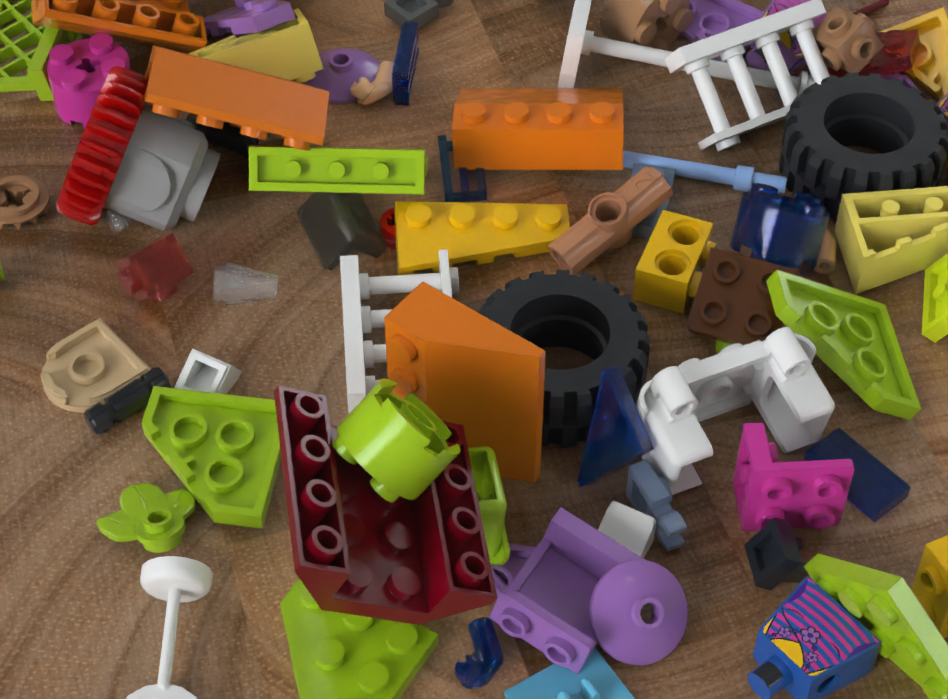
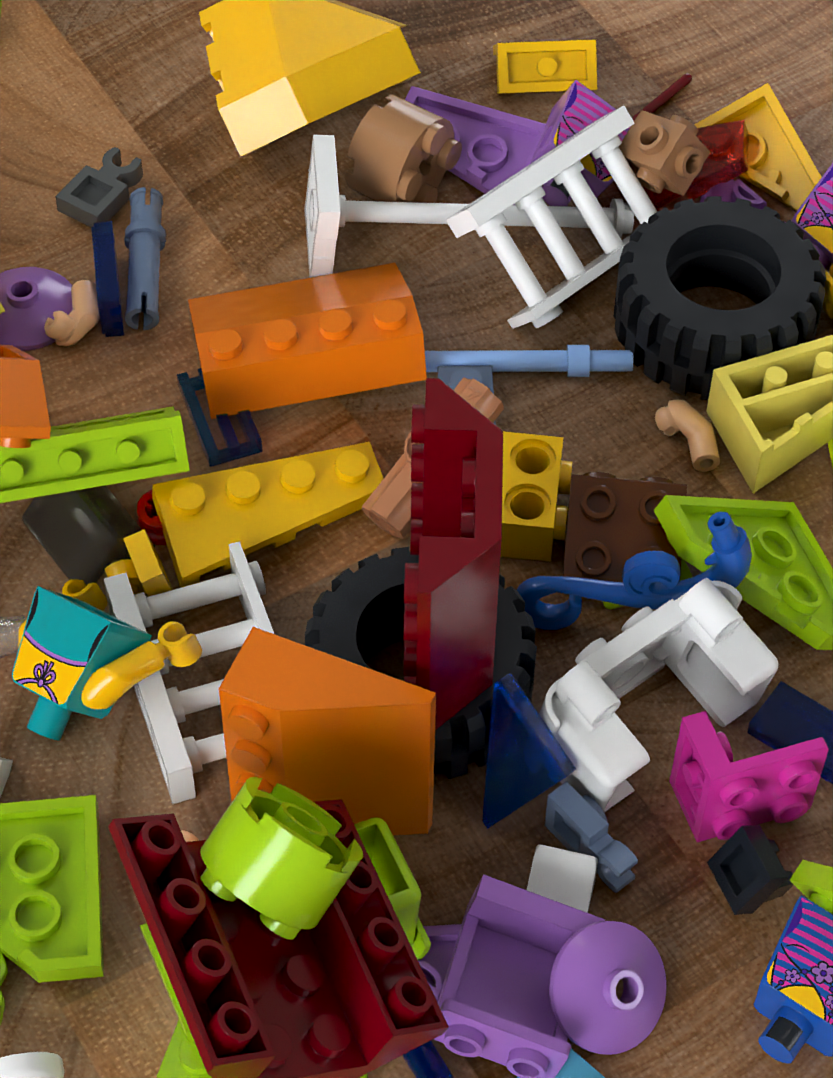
camera: 15 degrees left, 5 degrees up
(310, 304) = (87, 657): none -> torso
(374, 257) = (145, 567): none -> yellow tile
(440, 44) = (144, 240): none -> sand blue pin
(587, 267) = (458, 543): none -> dark red slope
(741, 324) = (647, 579): none -> blue plant
(780, 226) = (647, 427): clear blue brick -> none

